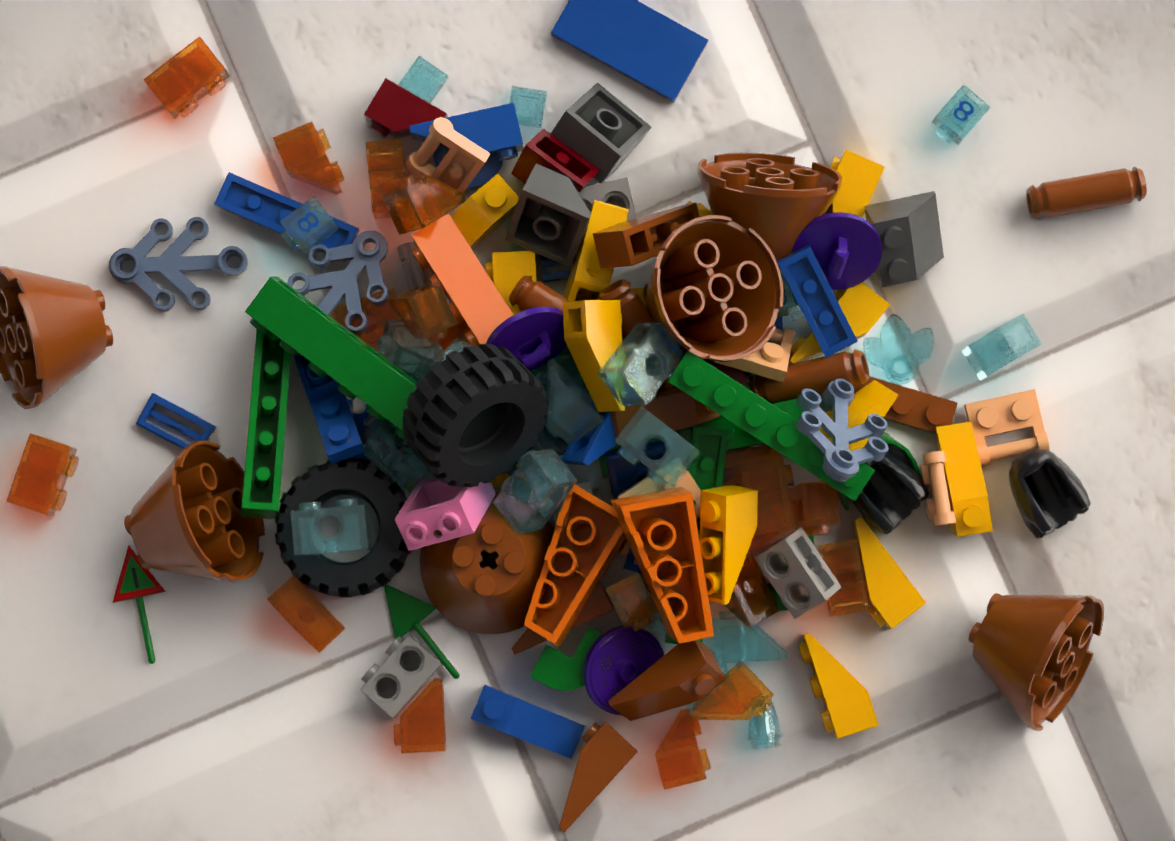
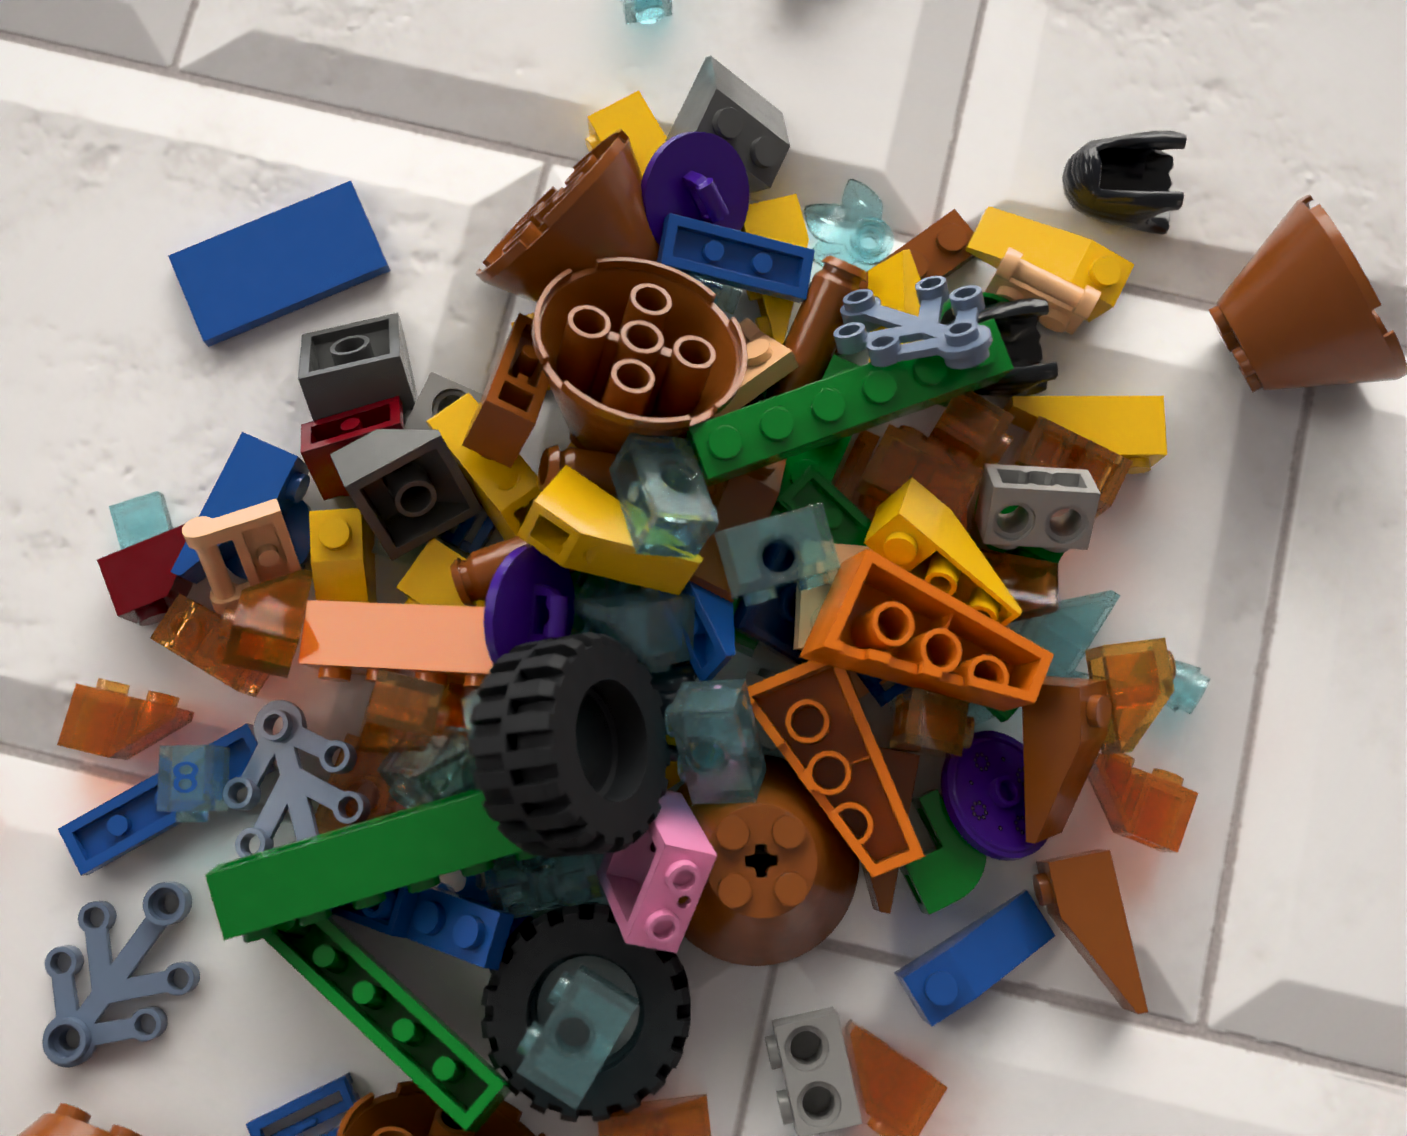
camera: 55 degrees left, 5 degrees down
(407, 614) = (743, 1004): green piece -> none
(412, 270) = (341, 694): light grey axle -> none
(529, 105) = (266, 423): clear light blue tile -> none
(844, 698) = (1203, 568): yellow slope -> none
(1001, 346) = (927, 124): clear light blue slope -> none
(1006, 415) = (1005, 170): light nougat plate -> none

